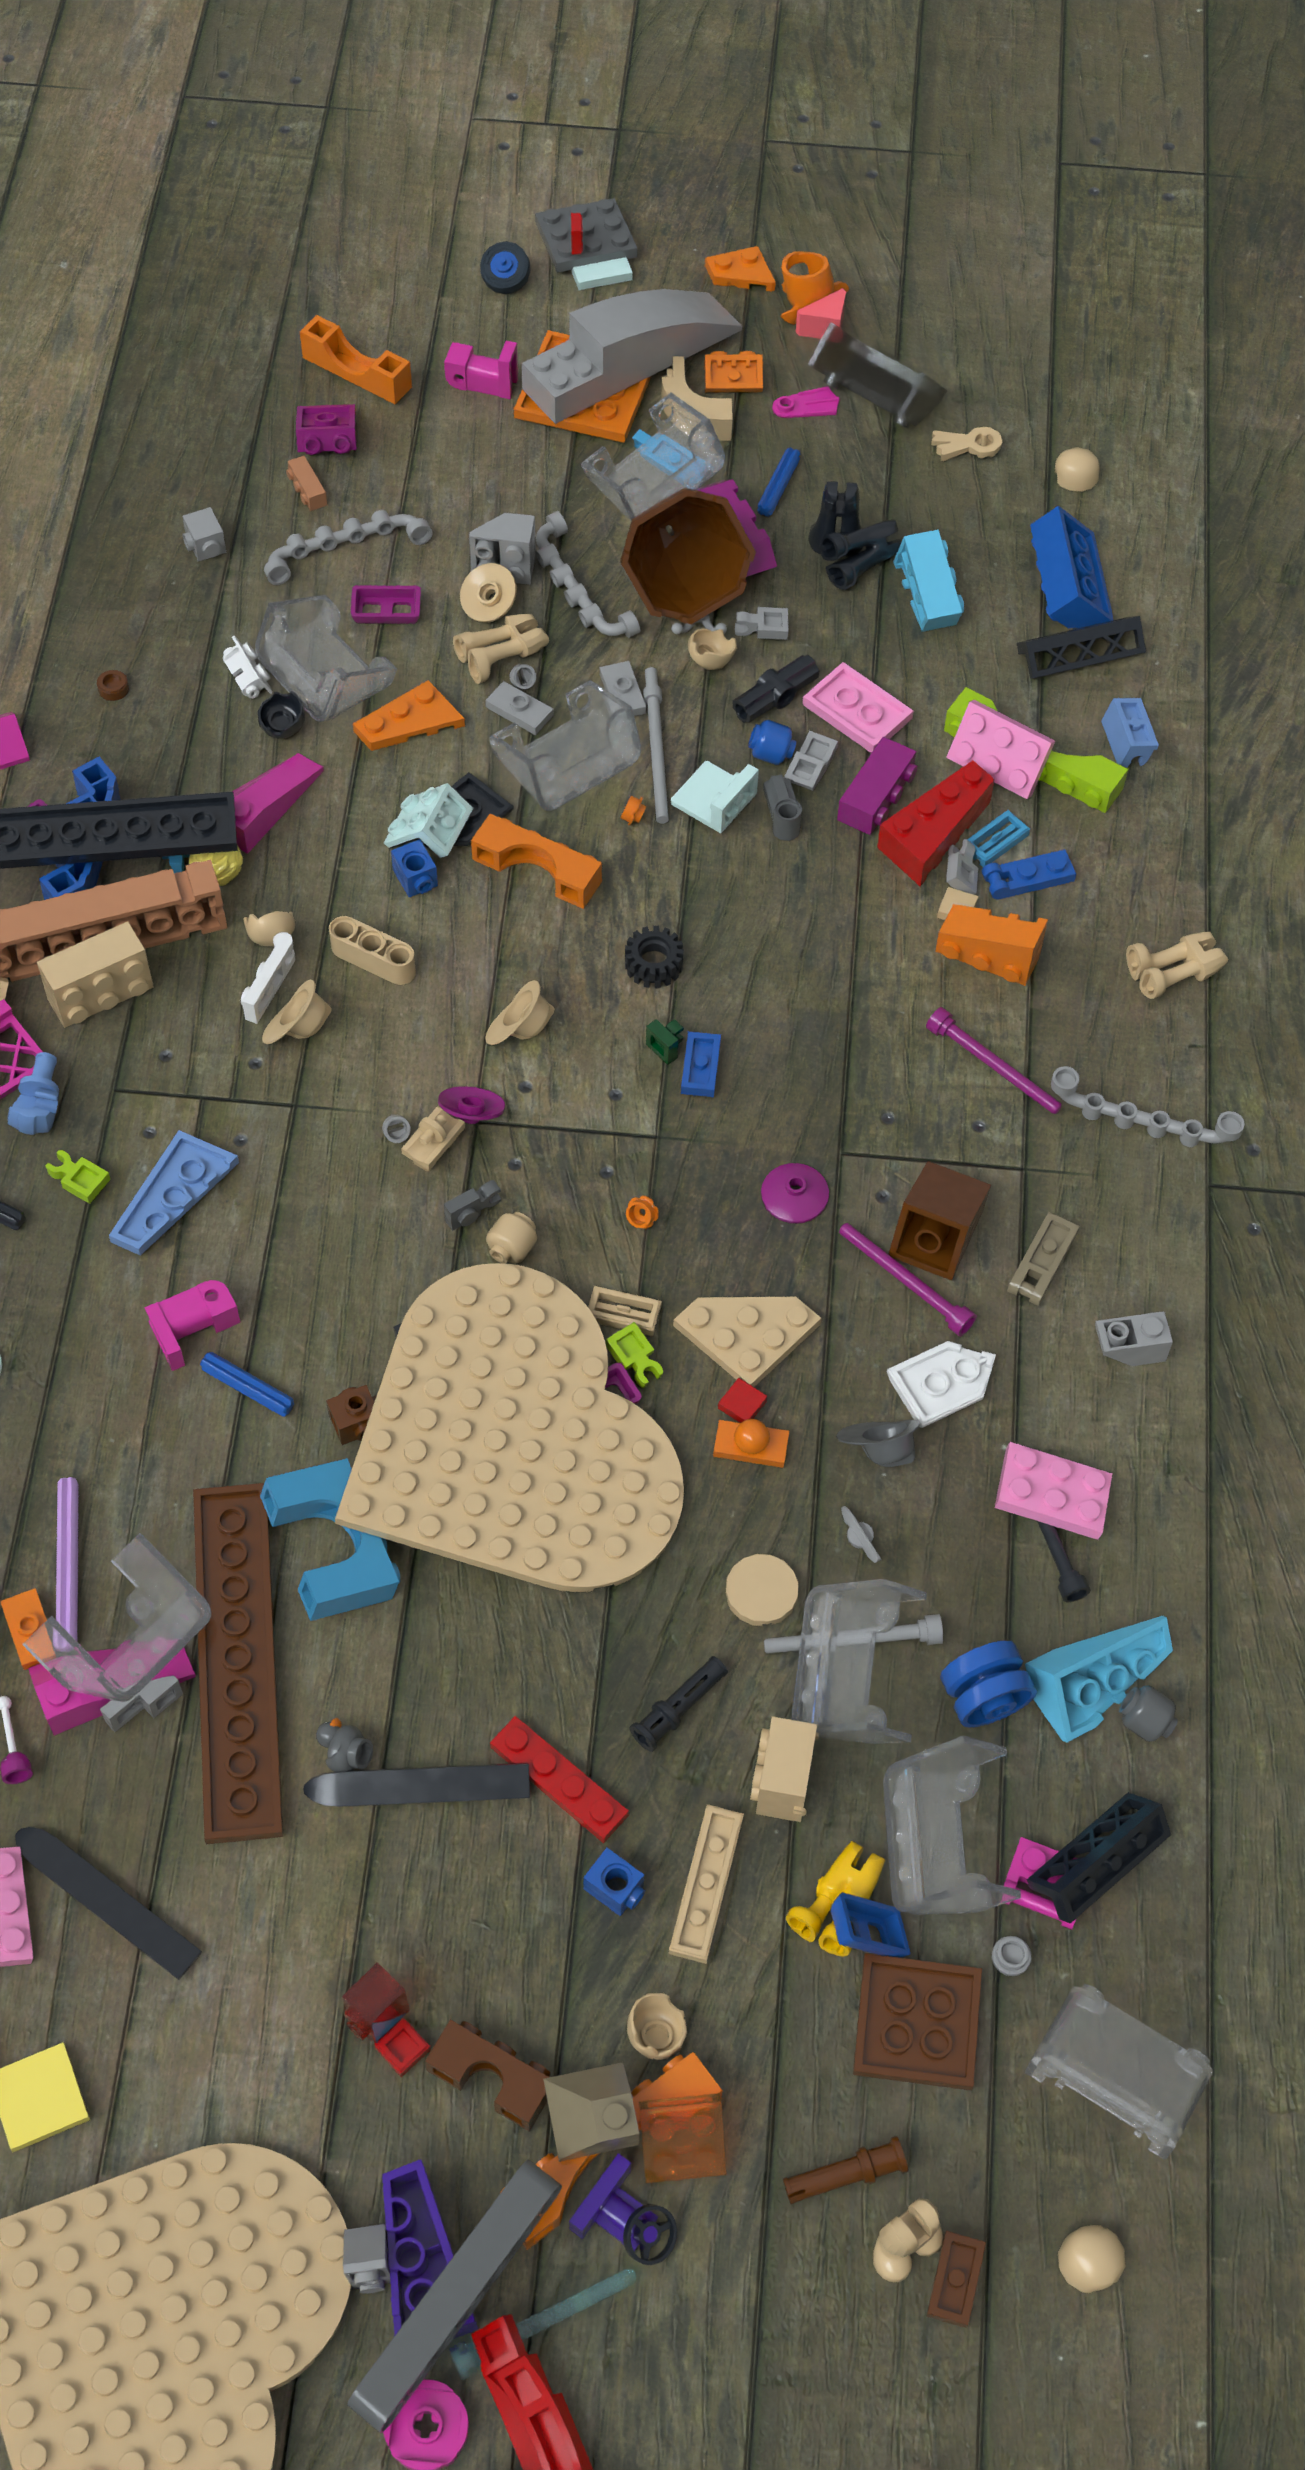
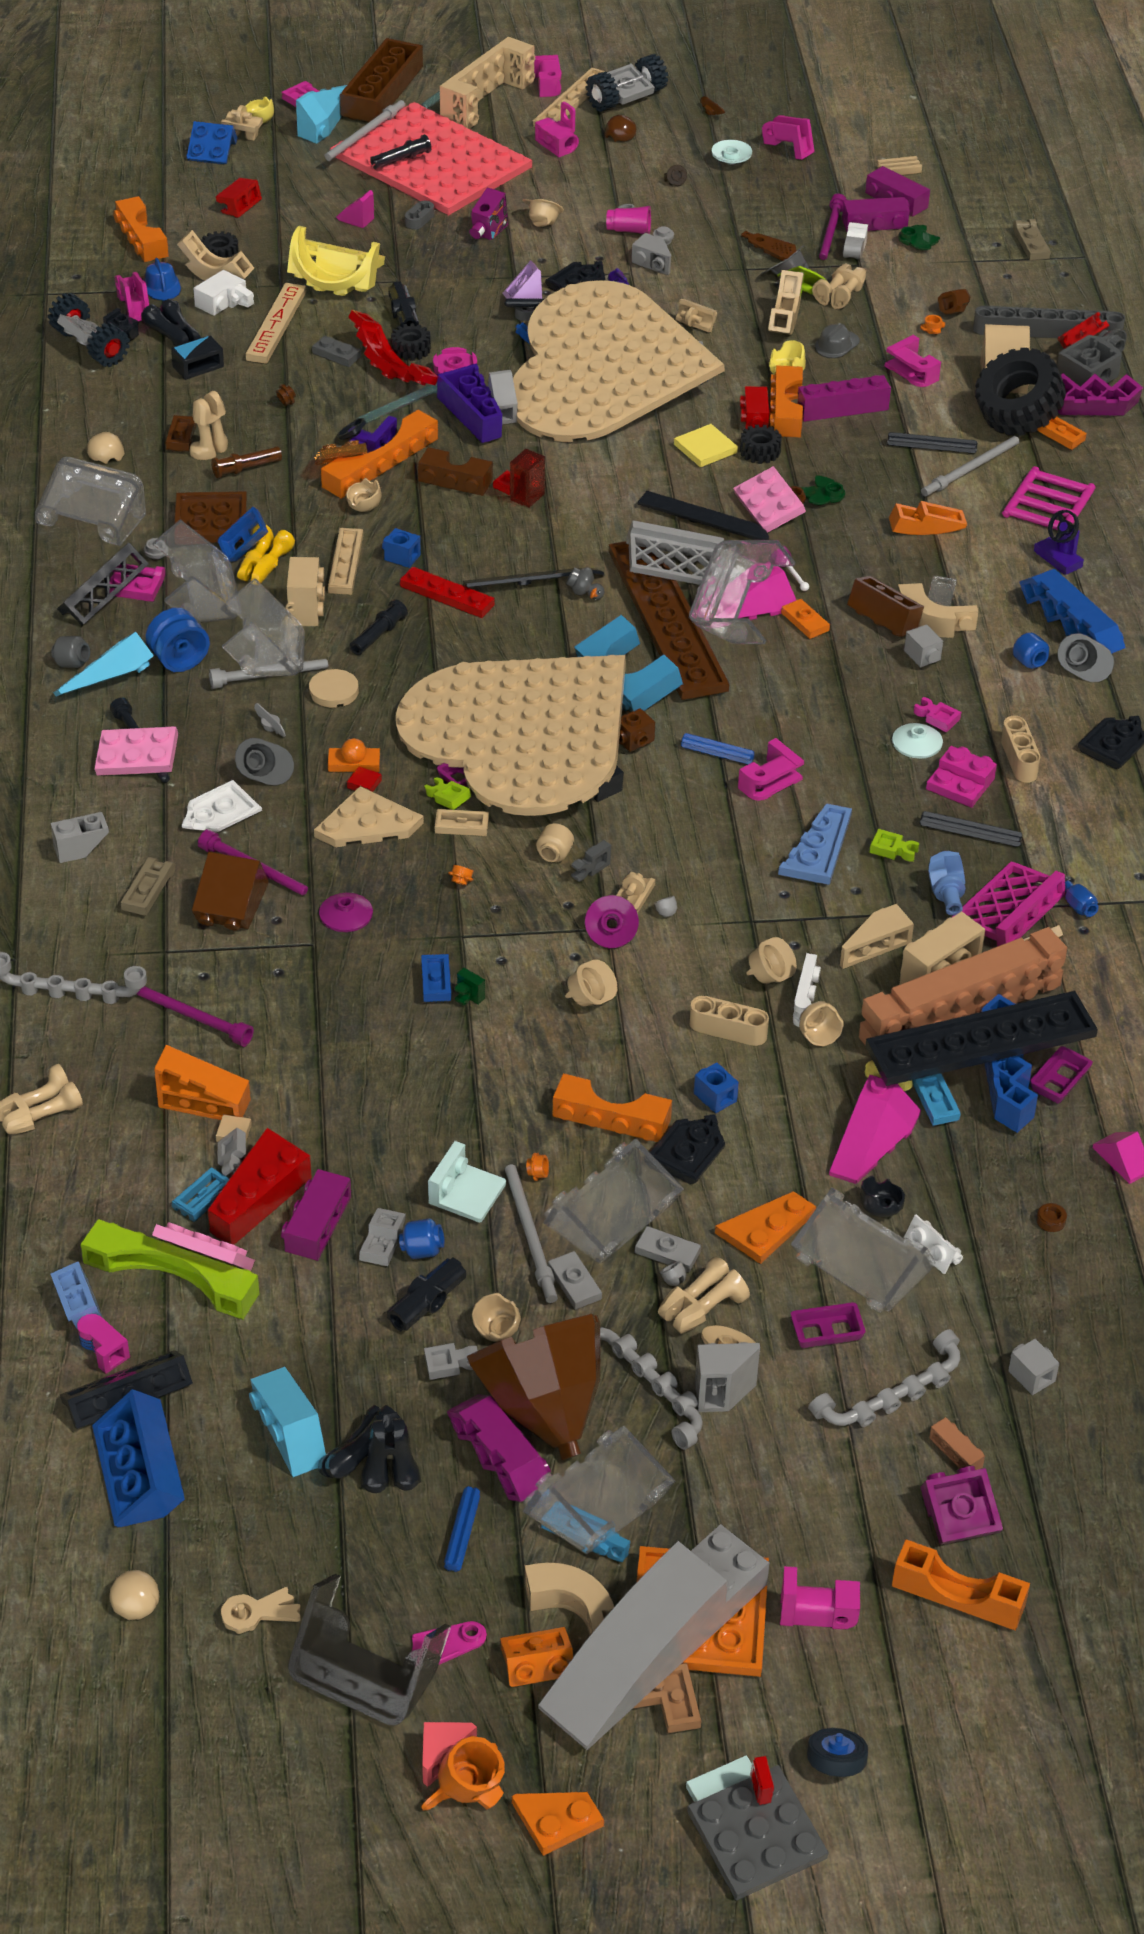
camera: 170 degrees right, 15 degrees down
(67, 1555) = (797, 650): lavender axle -> none
(153, 1040) = (879, 934): none -> tan slope
(175, 1795) = (672, 540): none -> light grey fence
(433, 817) = (719, 1115): light aqua bracket -> none
(454, 2296) = (448, 372): dark grey beam -> none
(591, 2111) = (390, 445): dark tan slope -> none
(658, 942) = (494, 1061): black tyre -> none
(756, 2367) = (286, 395): none -> reddish brown plate
(783, 807) = (401, 1183): dark grey piece -> none
(857, 707) = (345, 1289): bright pink plate -> none
(1029, 874) = (171, 1166): blue plate -> none
(1100, 685) = (104, 1340): none -> dark pink leg

